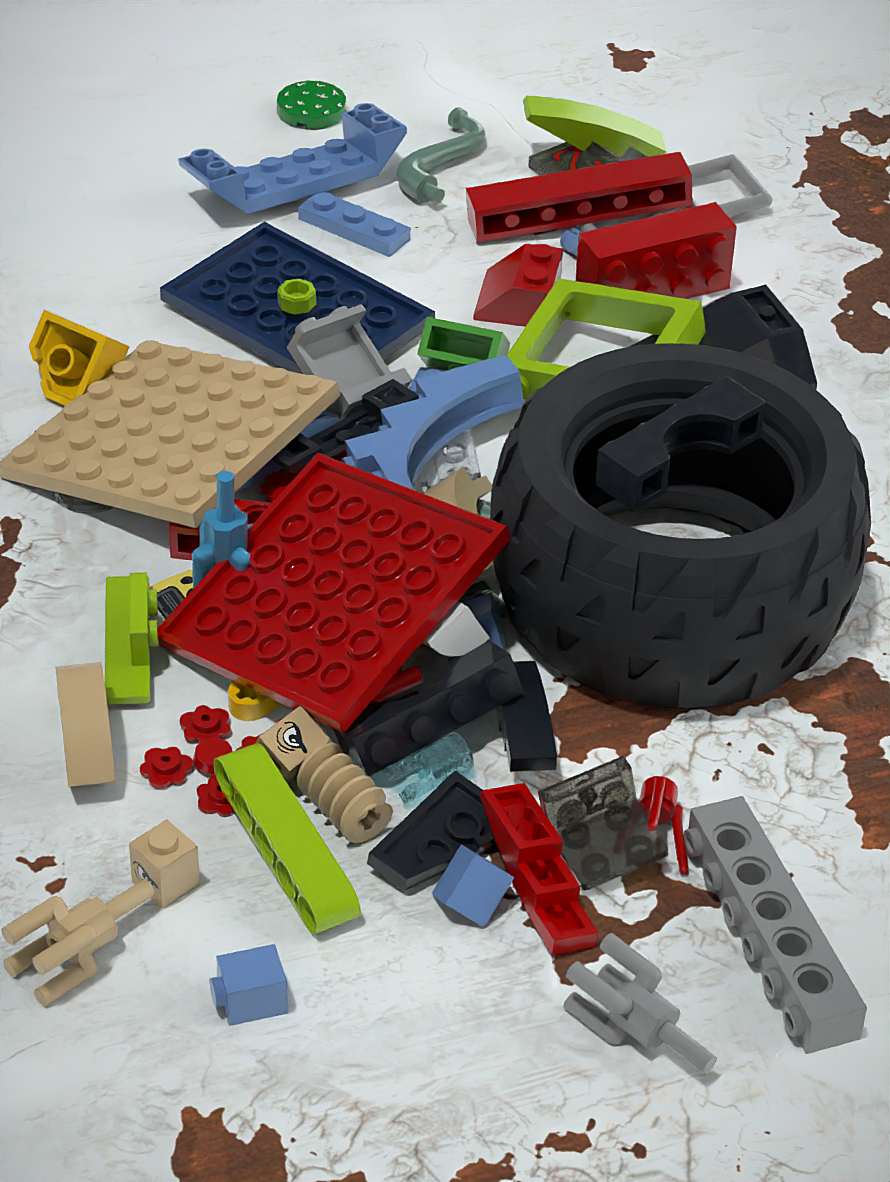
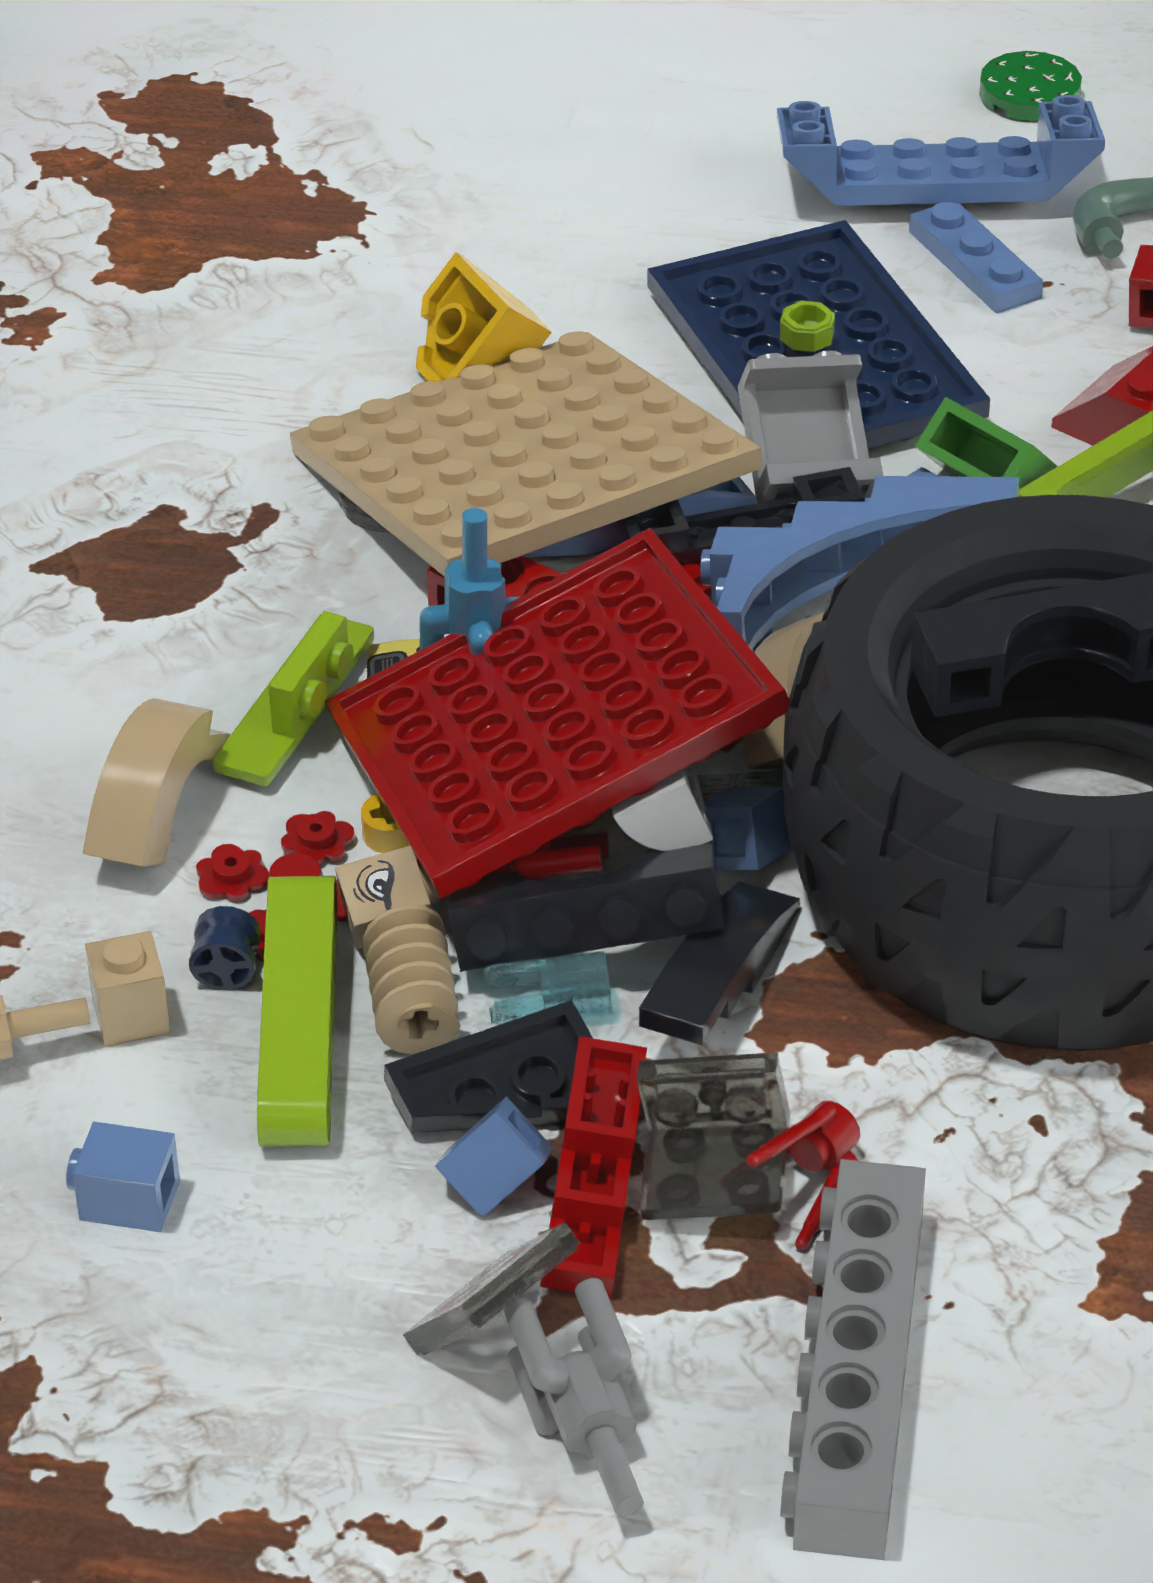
camera: 30 degrees right, 0 degrees up
(206, 815) = (224, 948): none -> dark blue wheel
(542, 966) = (492, 1290): none -> clear smoke tile

